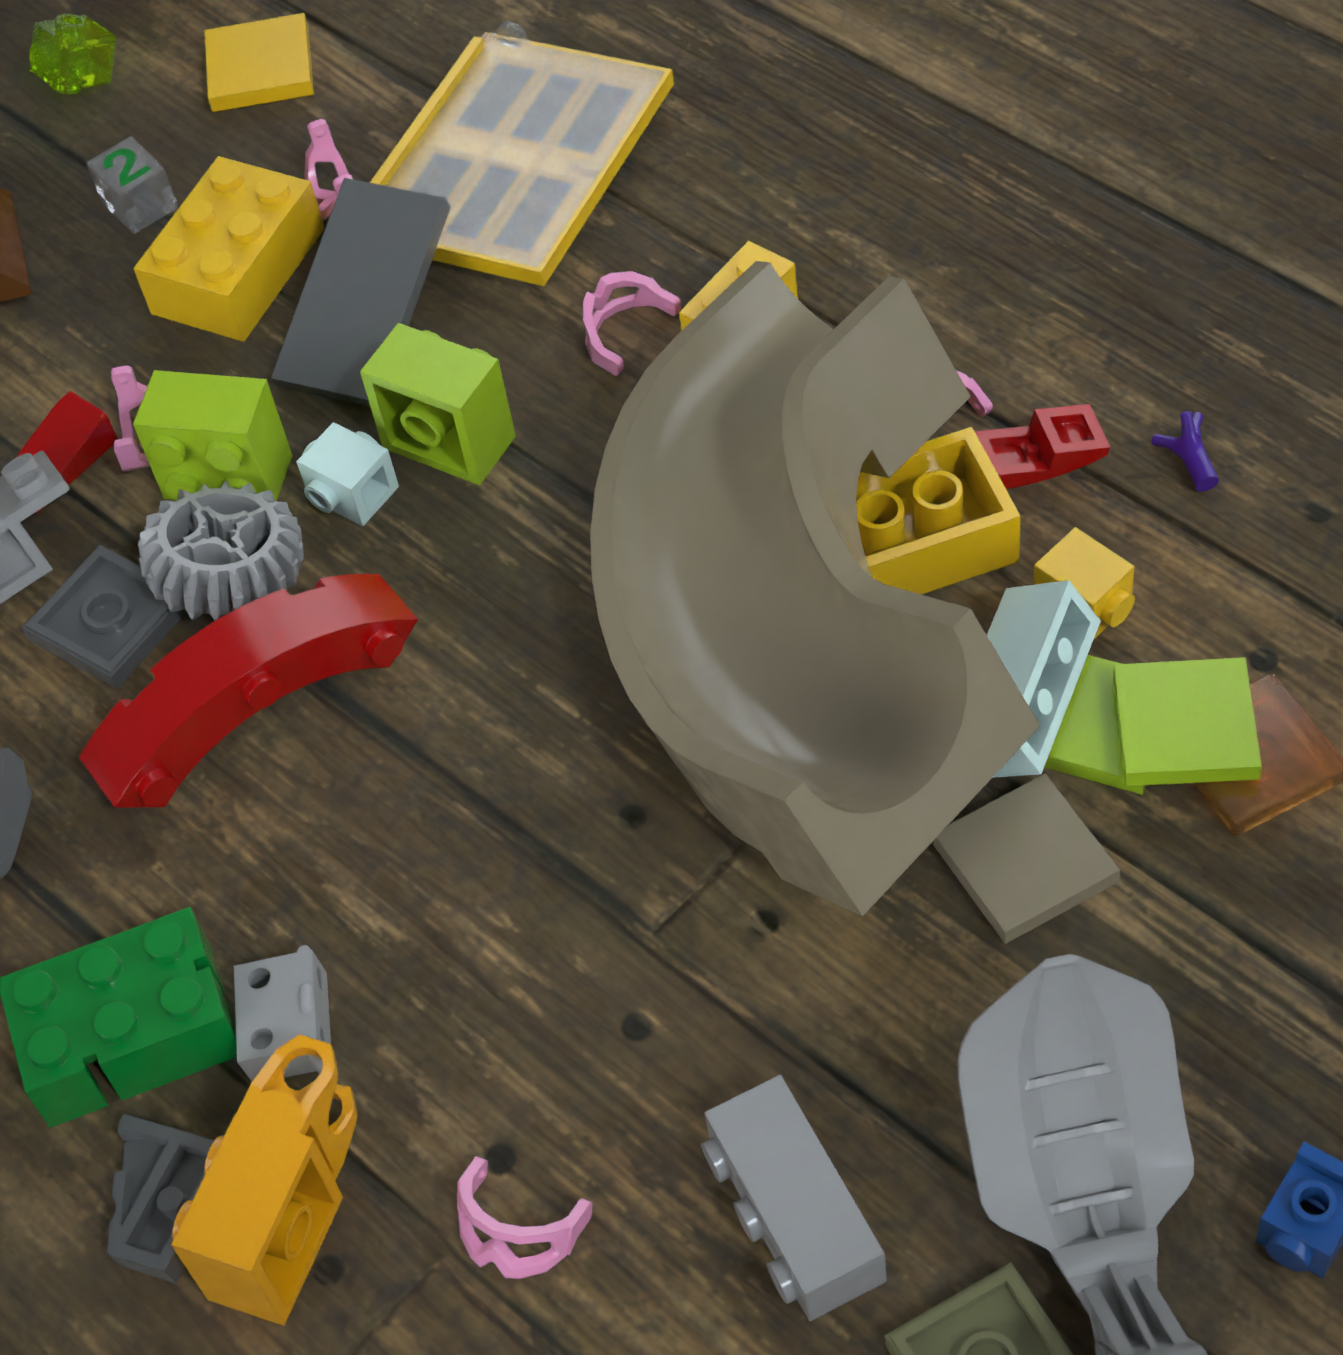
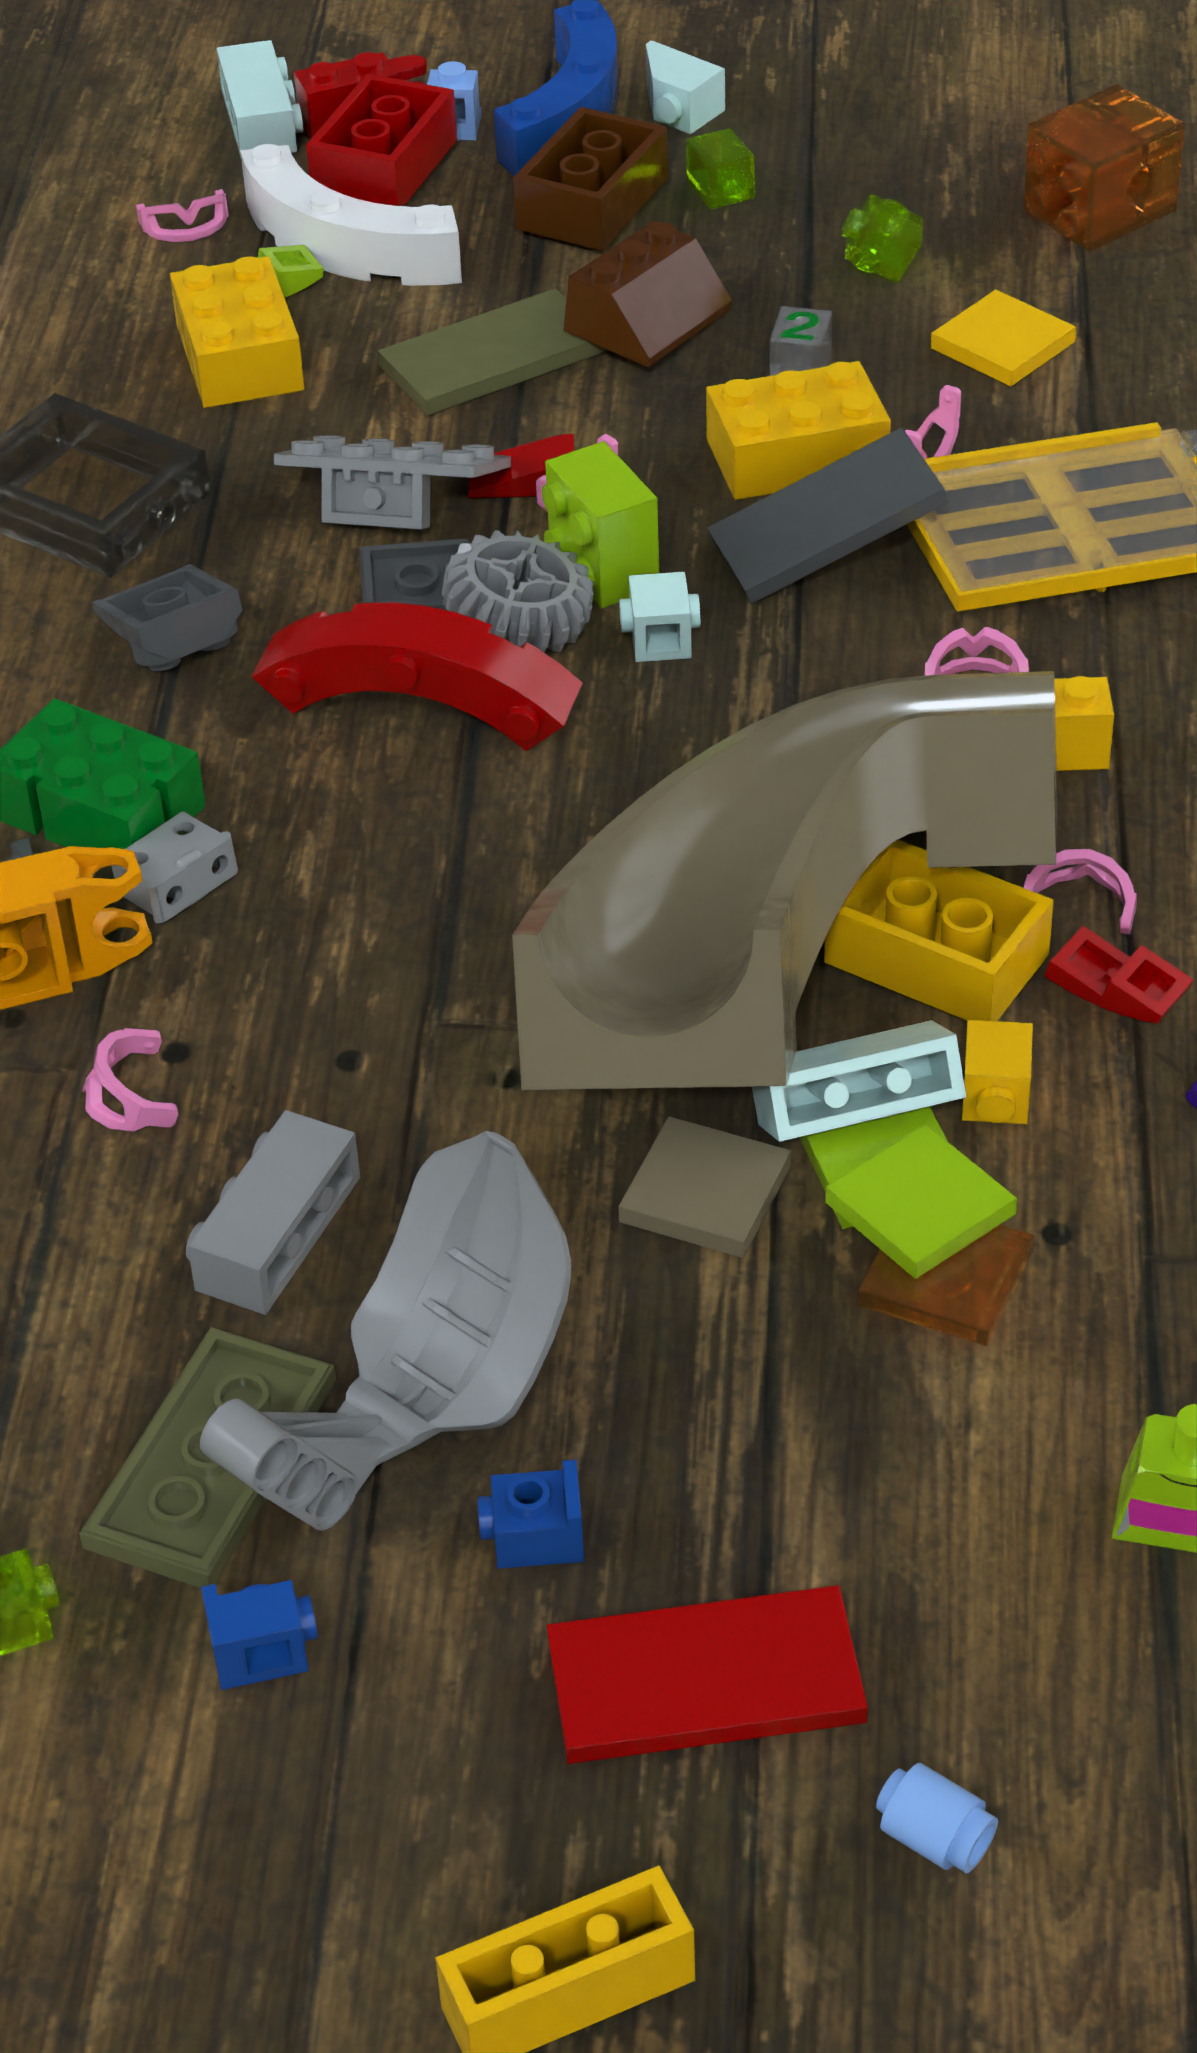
camera: 45 degrees right, 10 degrees down
(439, 403) = (764, 613): lime brick -> none

